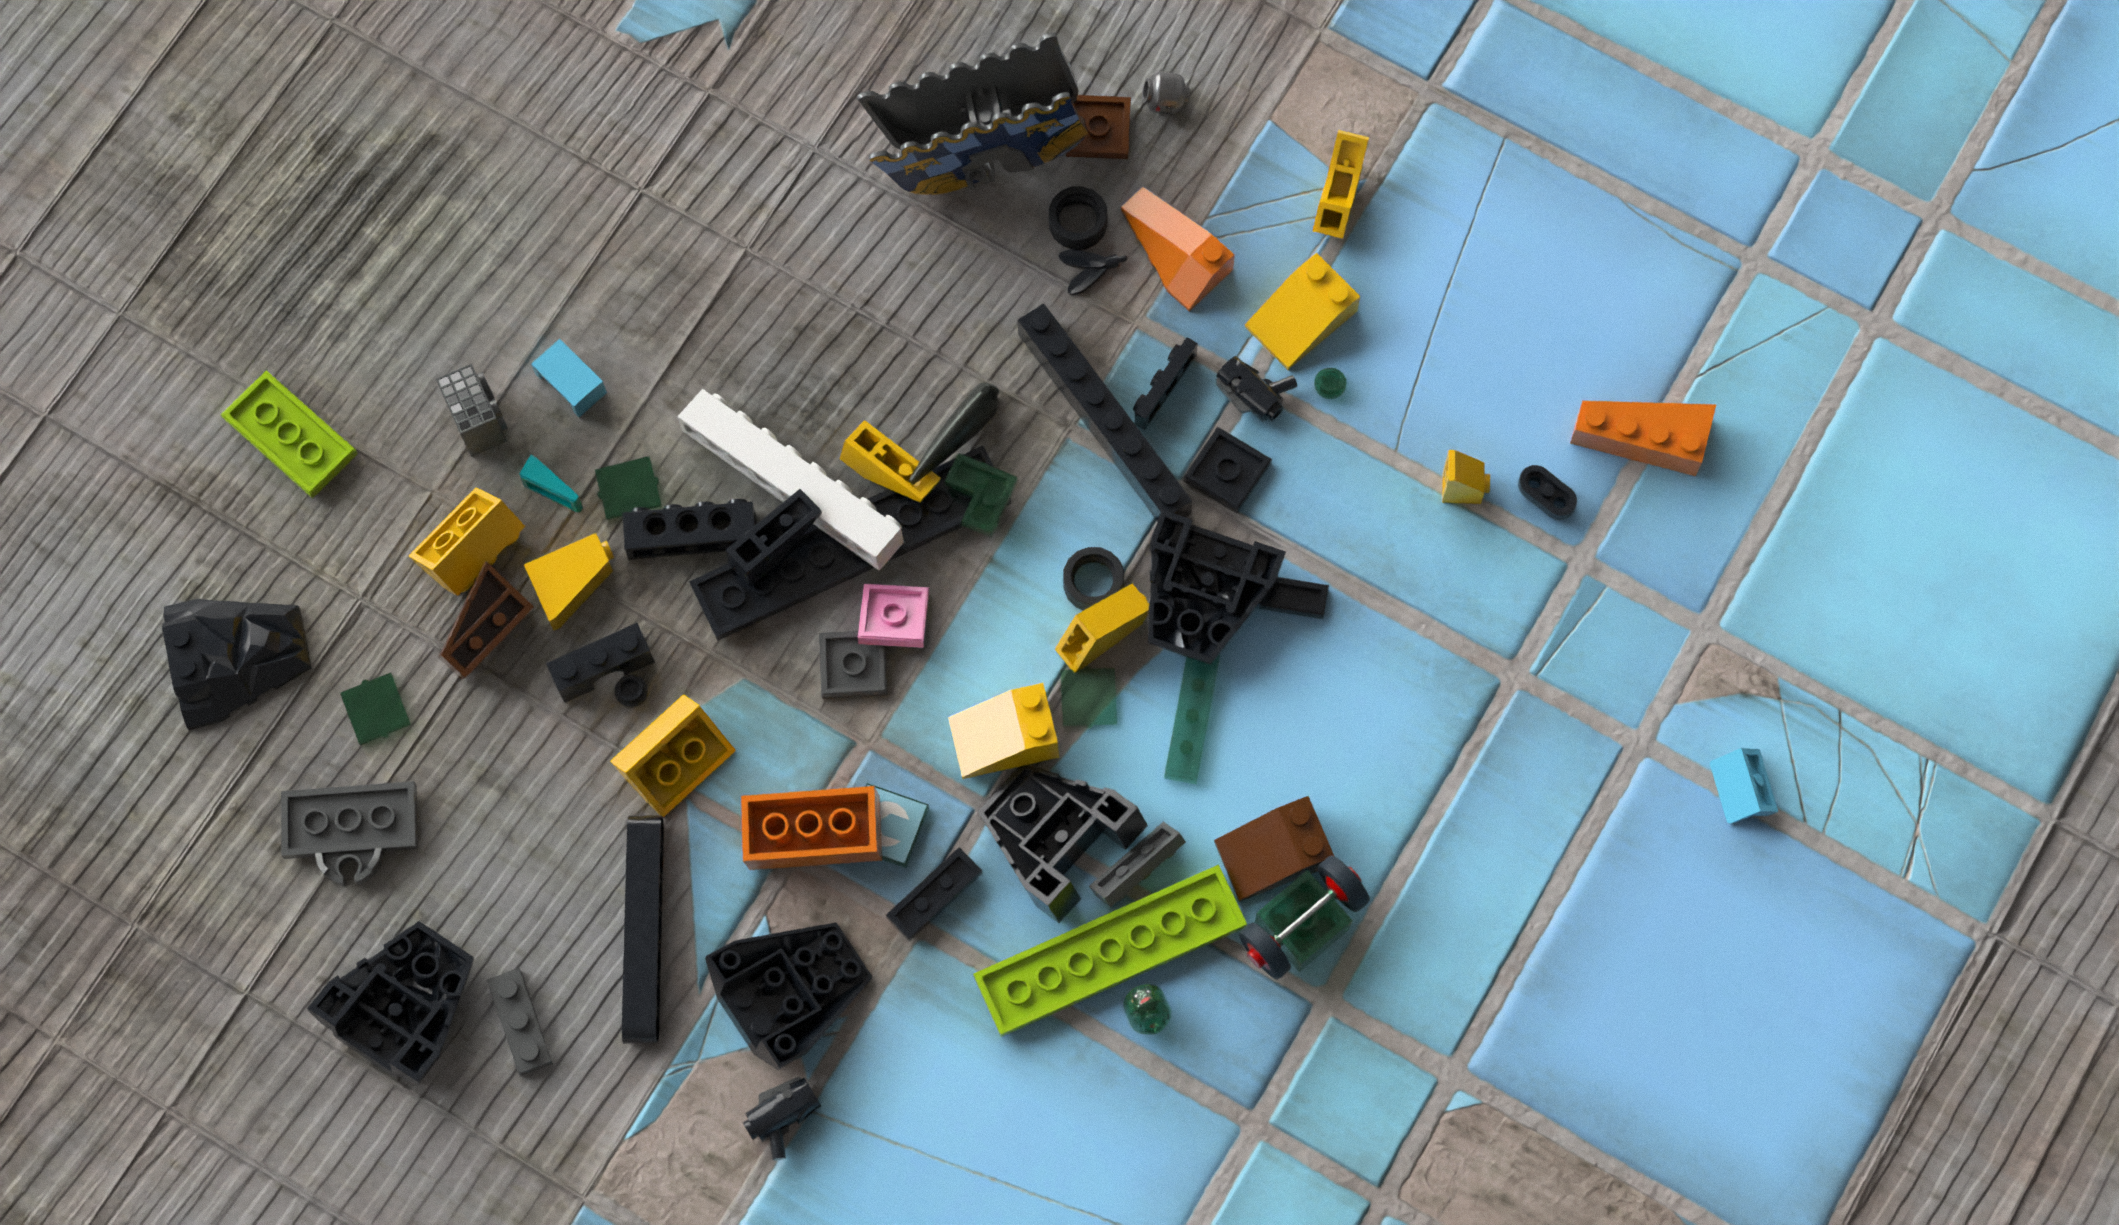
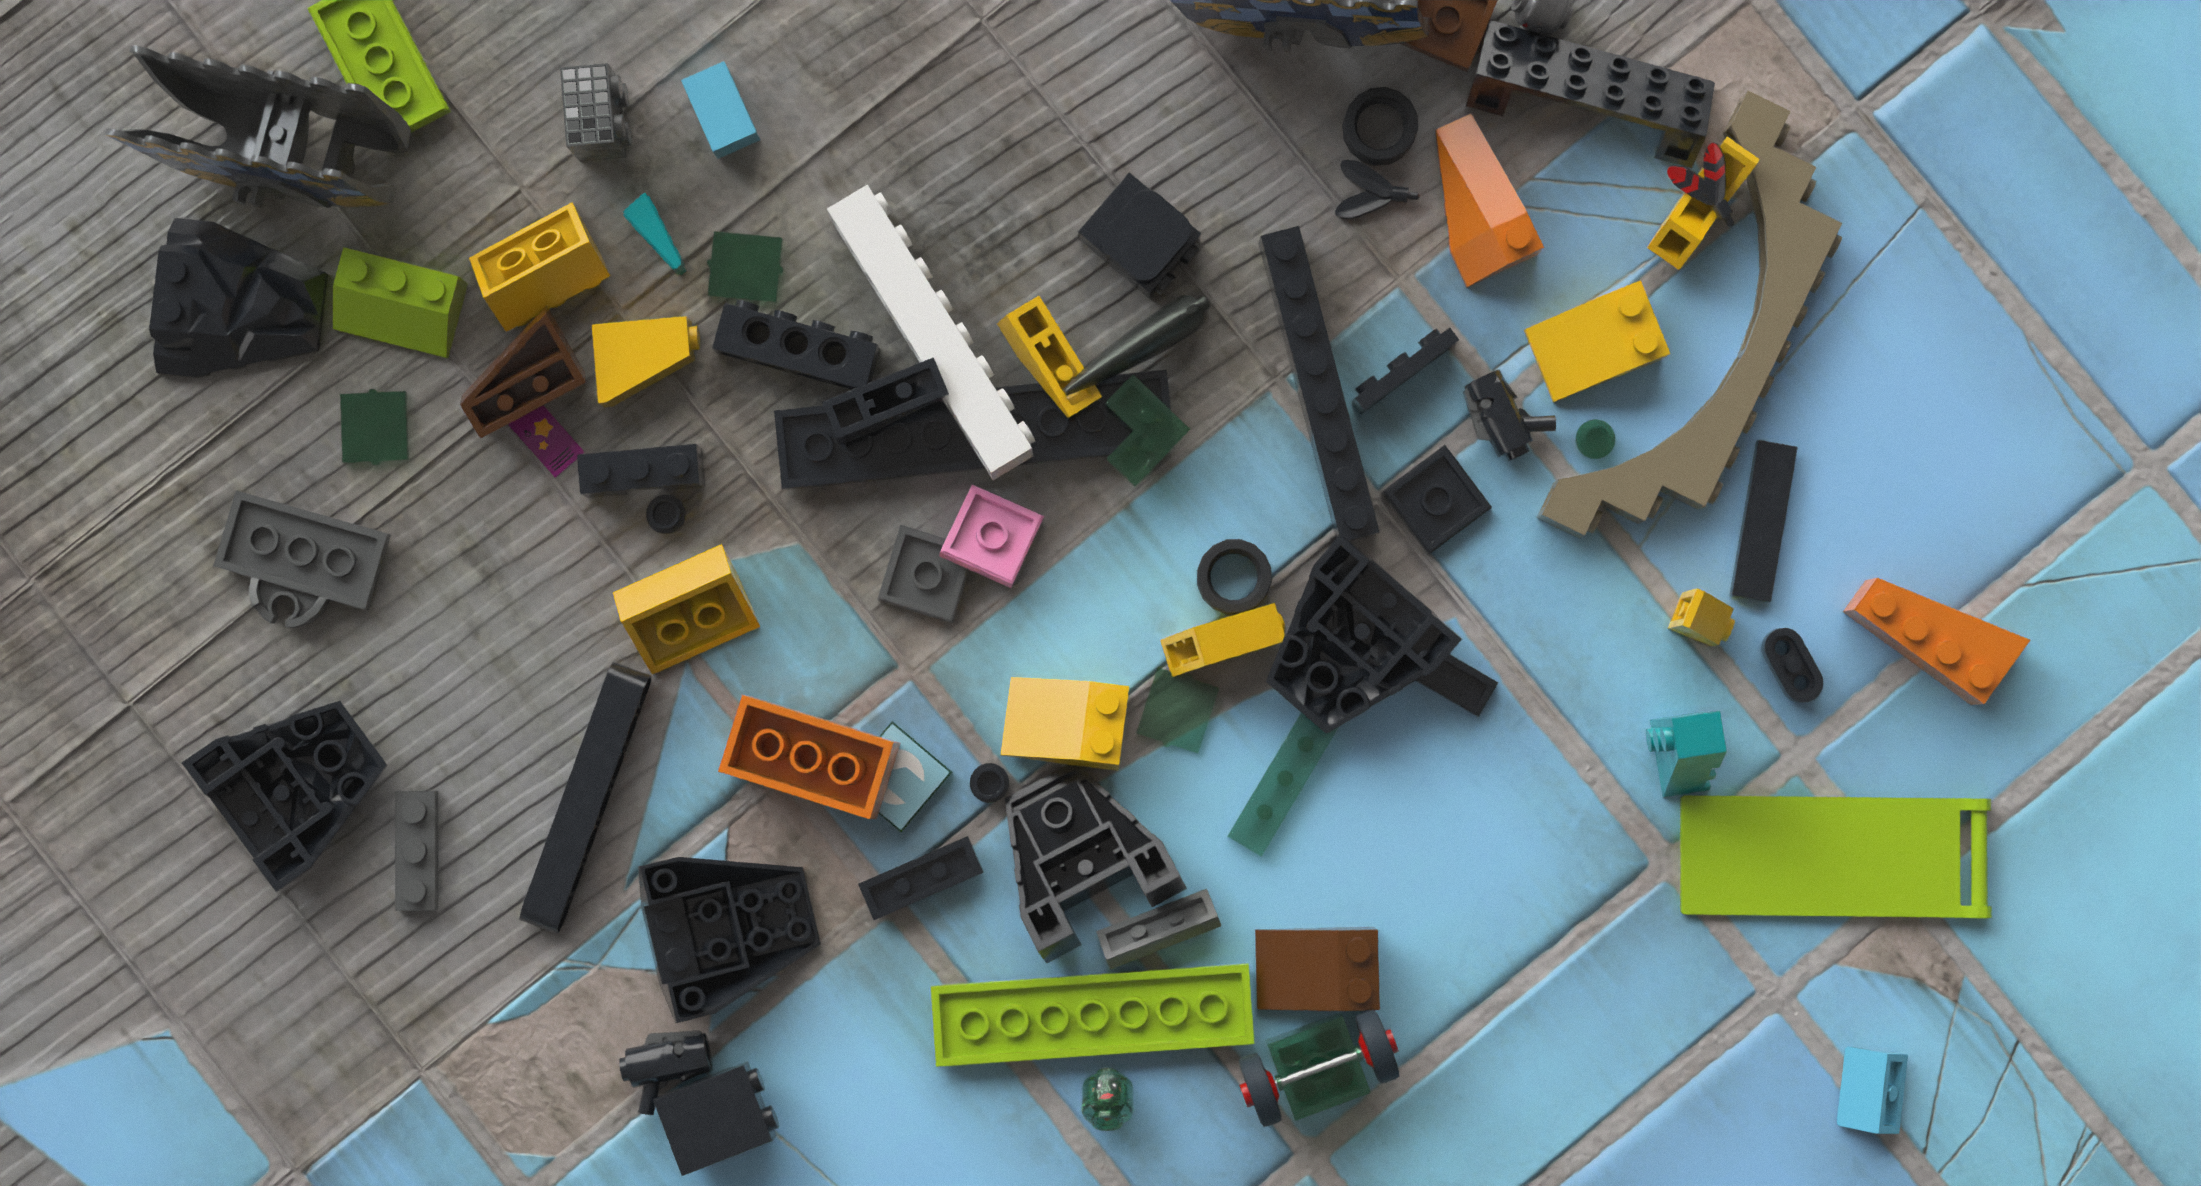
camera: 20 degrees right, 15 degrees up
(209, 503) = (269, 131): none -> dark grey animal
(363, 605) = (397, 302): none -> lime slope
(514, 669) = (547, 440): none -> magenta sticker
(838, 1136) = (716, 1117): none -> black brick
(926, 356) = (1141, 236): none -> black brick
(961, 803) = (989, 782): none -> black plate
(1226, 129) = (1595, 82): none -> black bracket
(1343, 171) = (1709, 189): none -> piece
(1408, 368) = (1791, 252): none -> dark tan arch
(1482, 398) = (1763, 521): none -> black tile
(1489, 575) = (1687, 750): none -> teal wedge
(1636, 624) = (1830, 856): none -> lime flag

